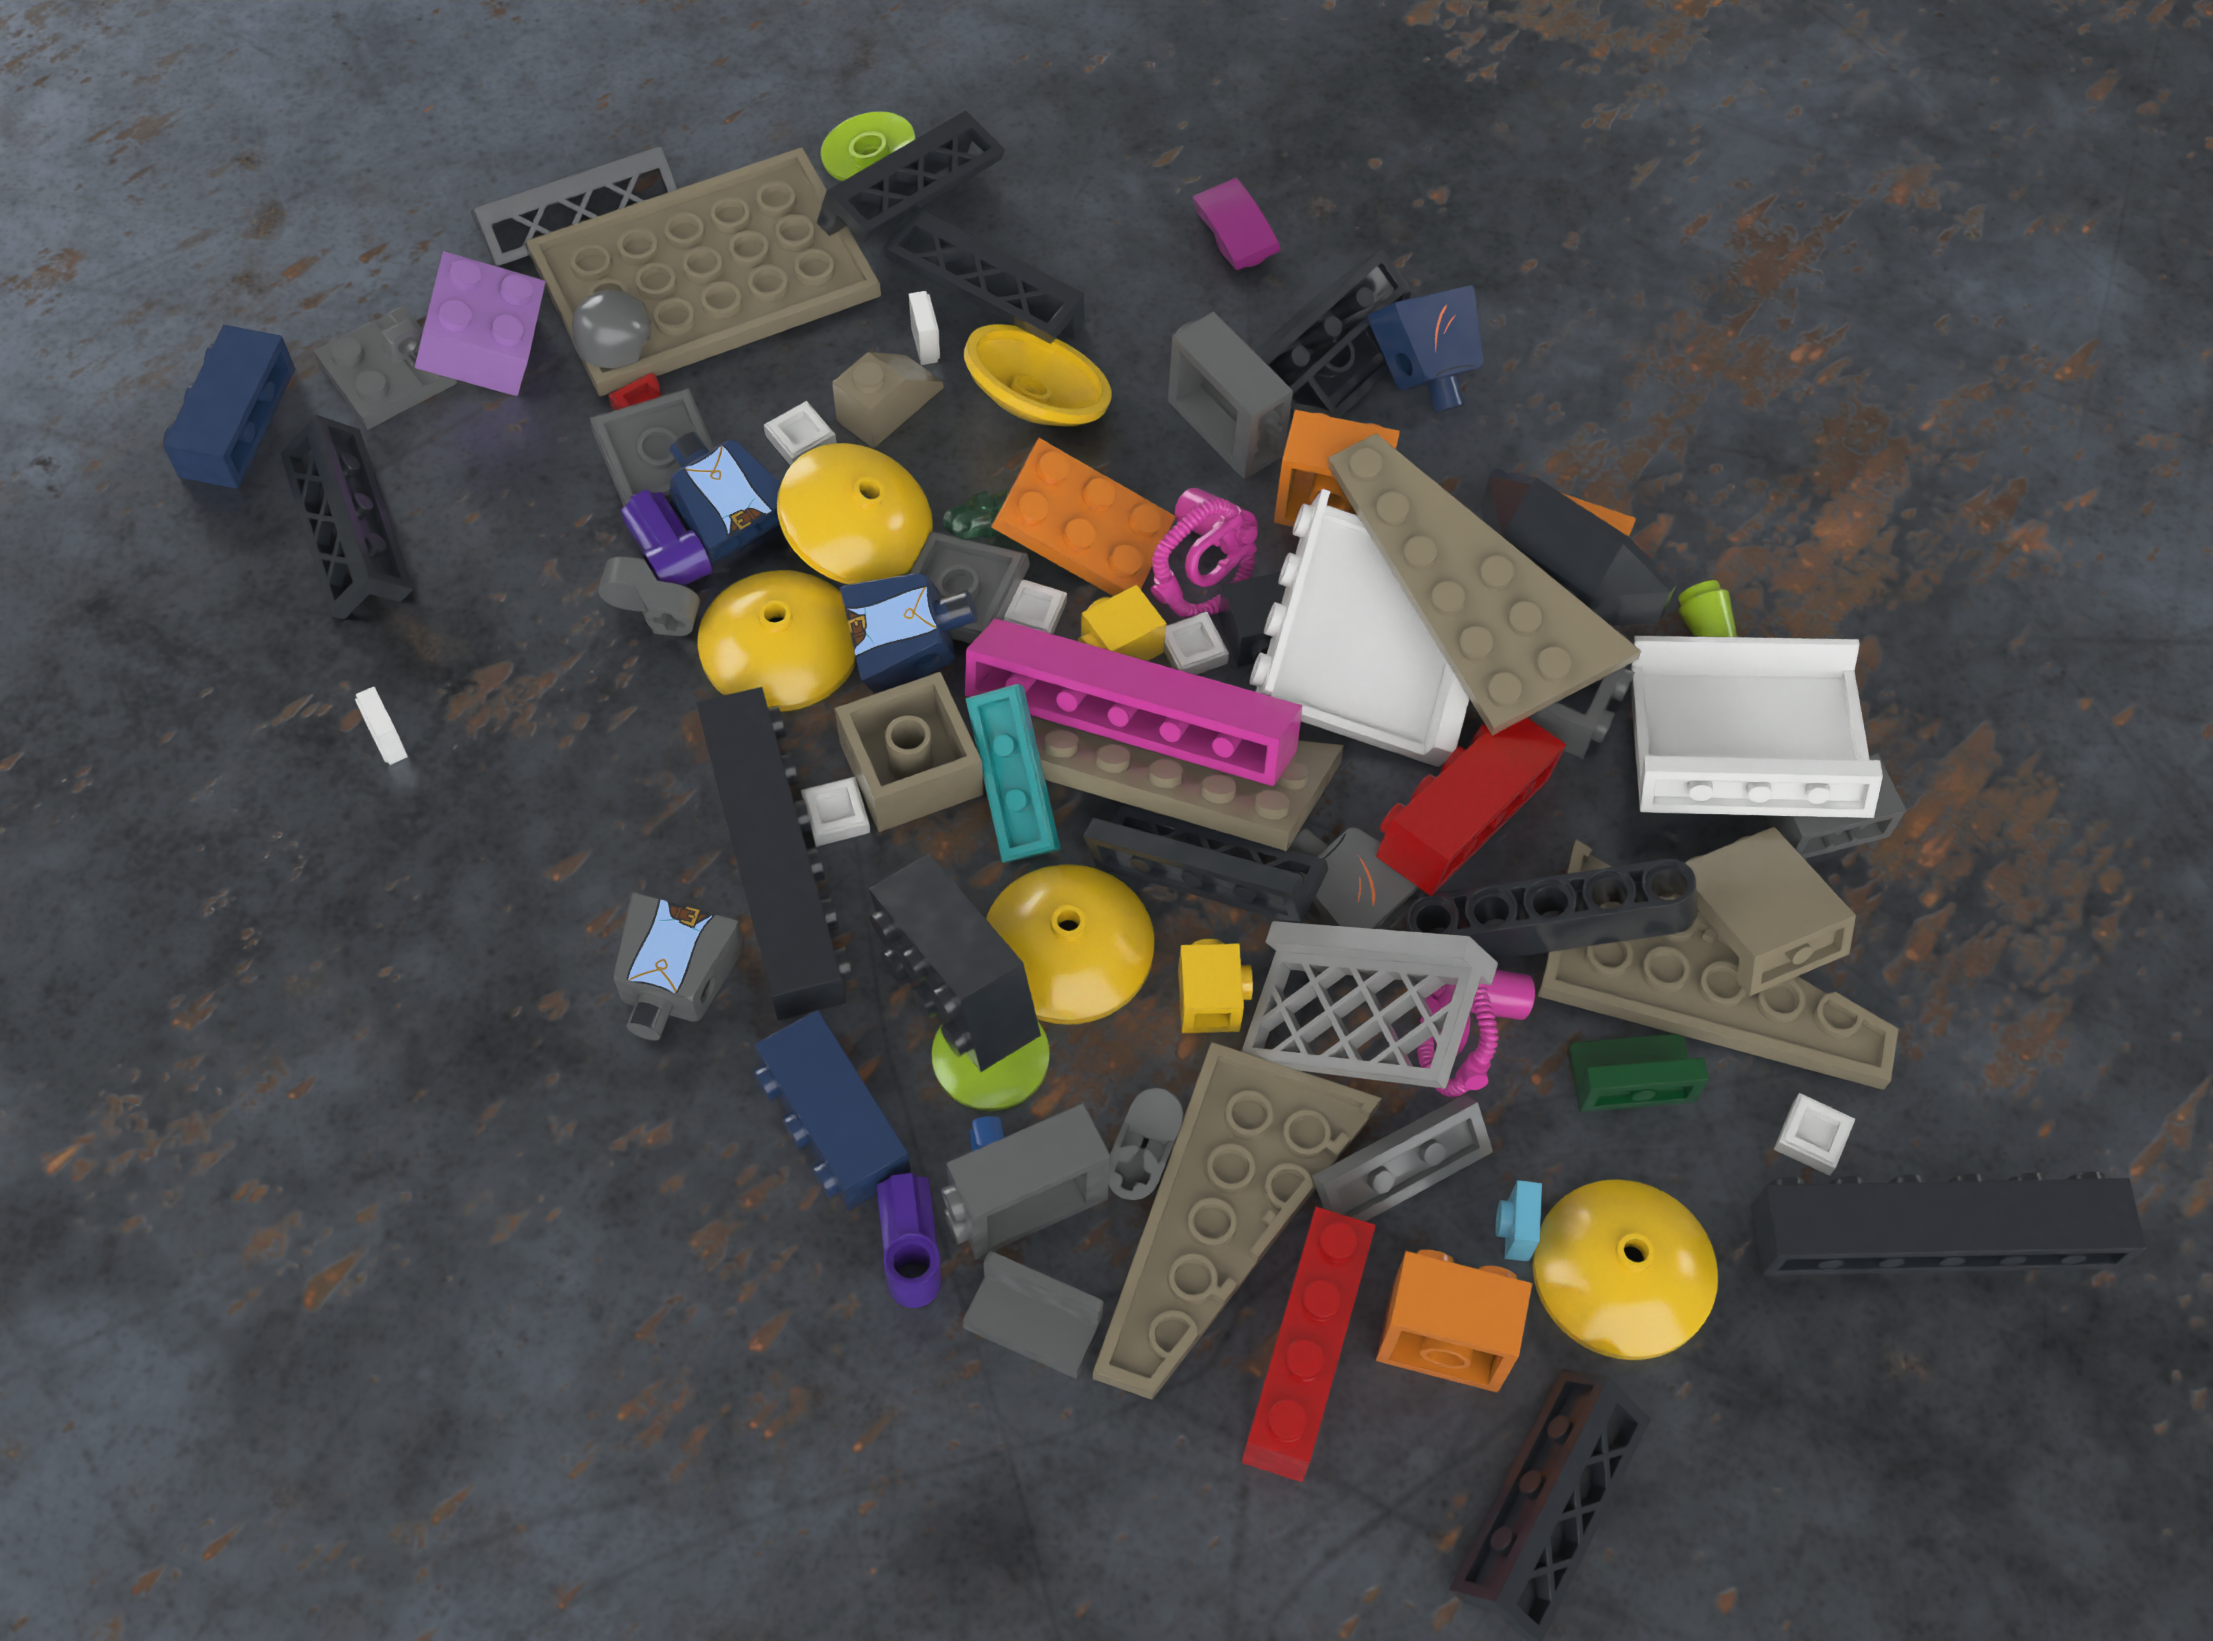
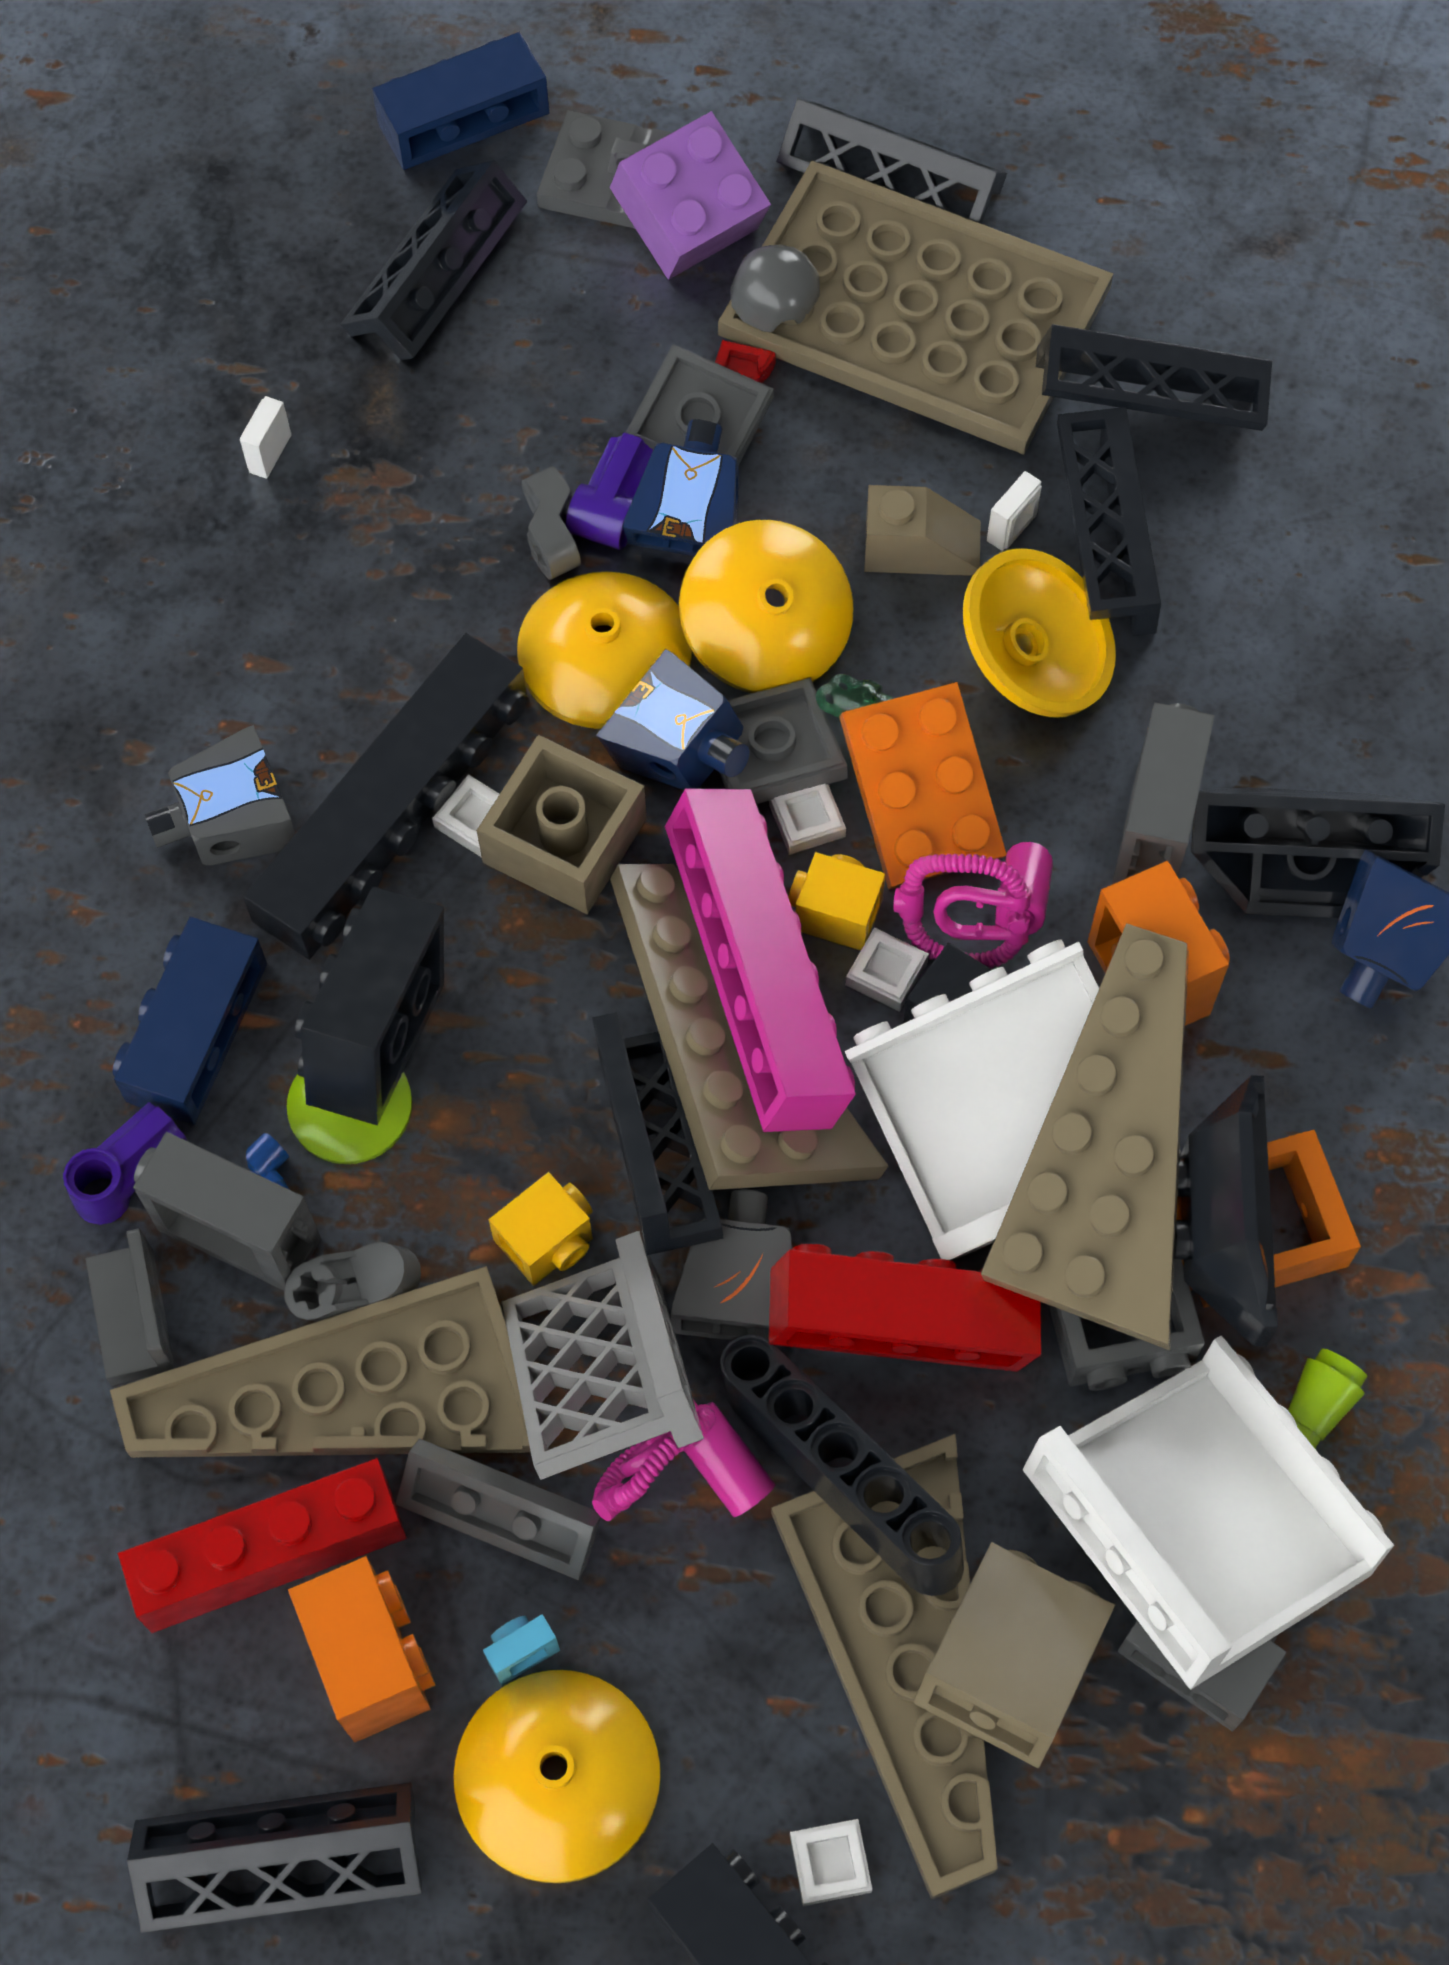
camera: 55 degrees right, 5 degrees up
(798, 432) = (821, 506): white tile -> none
(863, 142) = (1168, 314): lime dish -> none
(1013, 773) = (608, 918): teal tile -> none
(1084, 970) = (509, 1120): yellow dish -> none
(1237, 224) = (1384, 669): magenta slope -> none
(1635, 1072) = (761, 1651): dark green panel -> none

